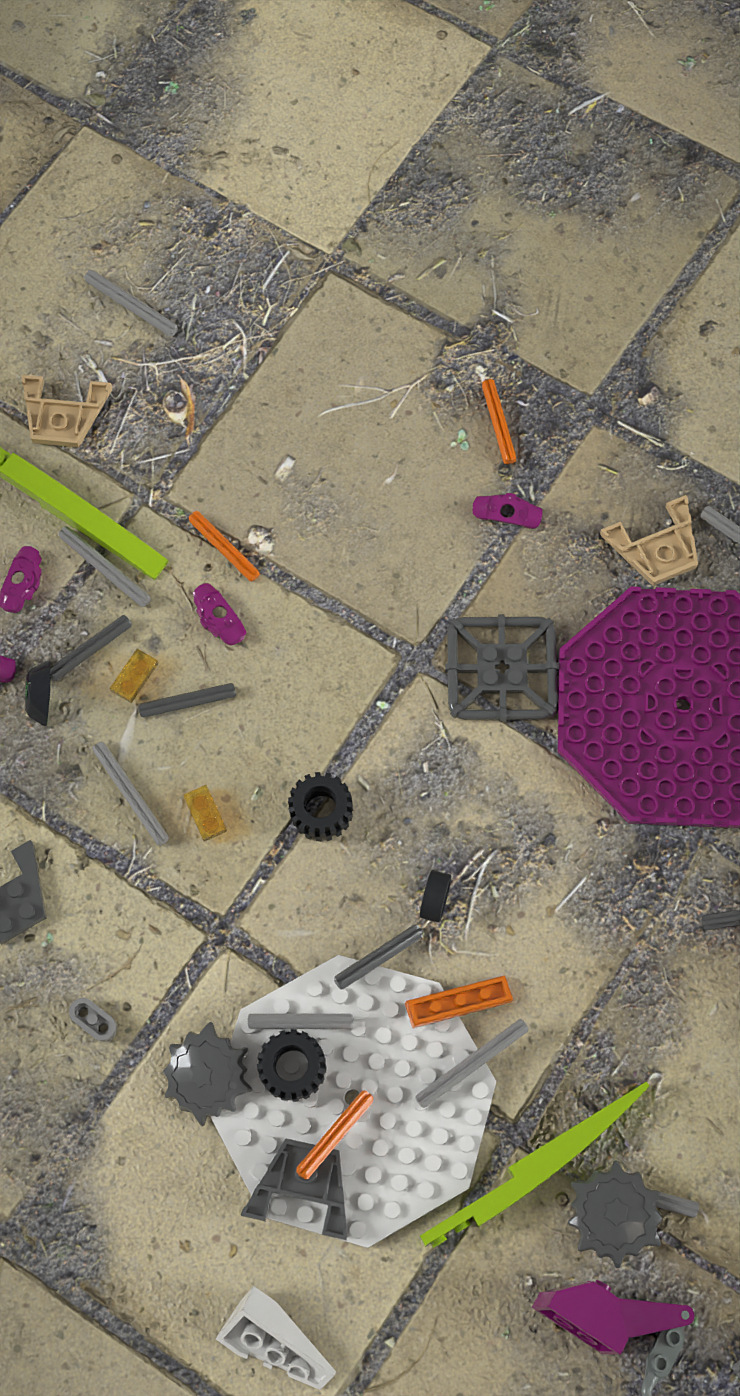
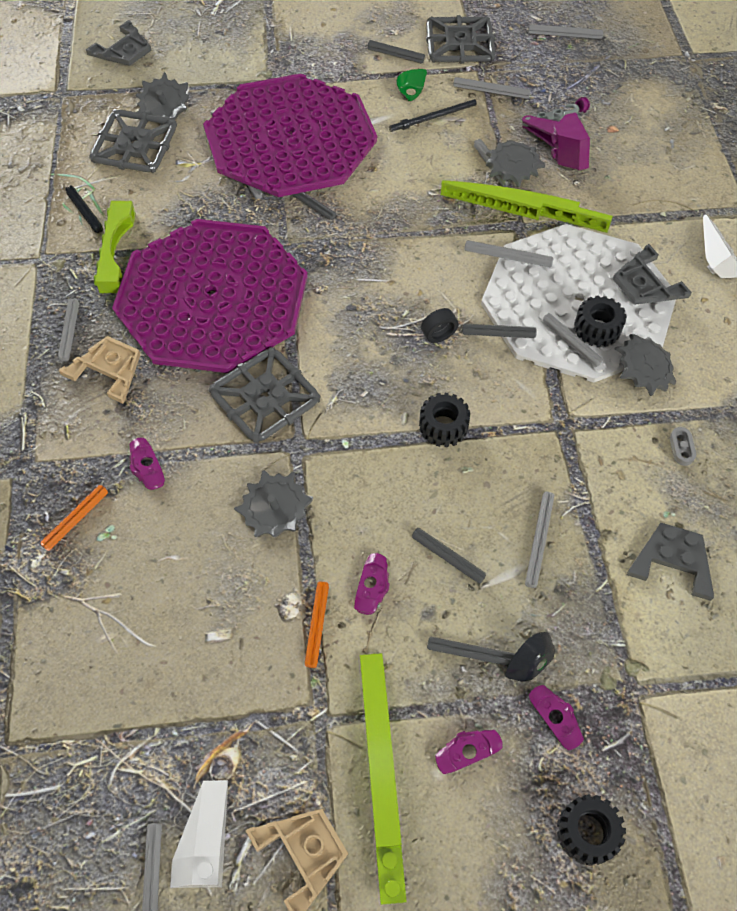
camera: 135 degrees left, 10 degrees down
(104, 566) = (403, 698): light grey axle -> none
(131, 353) = (201, 847): none -> white wedge
(134, 675) = (464, 601): clear yellow plate -> none
(205, 813) = (509, 483): clear yellow plate -> none
(334, 1135) = (608, 279): orange axle -> none
(366, 588) = (274, 504): none -> dark grey piece
(458, 1001) = (484, 282): orange tile -> none

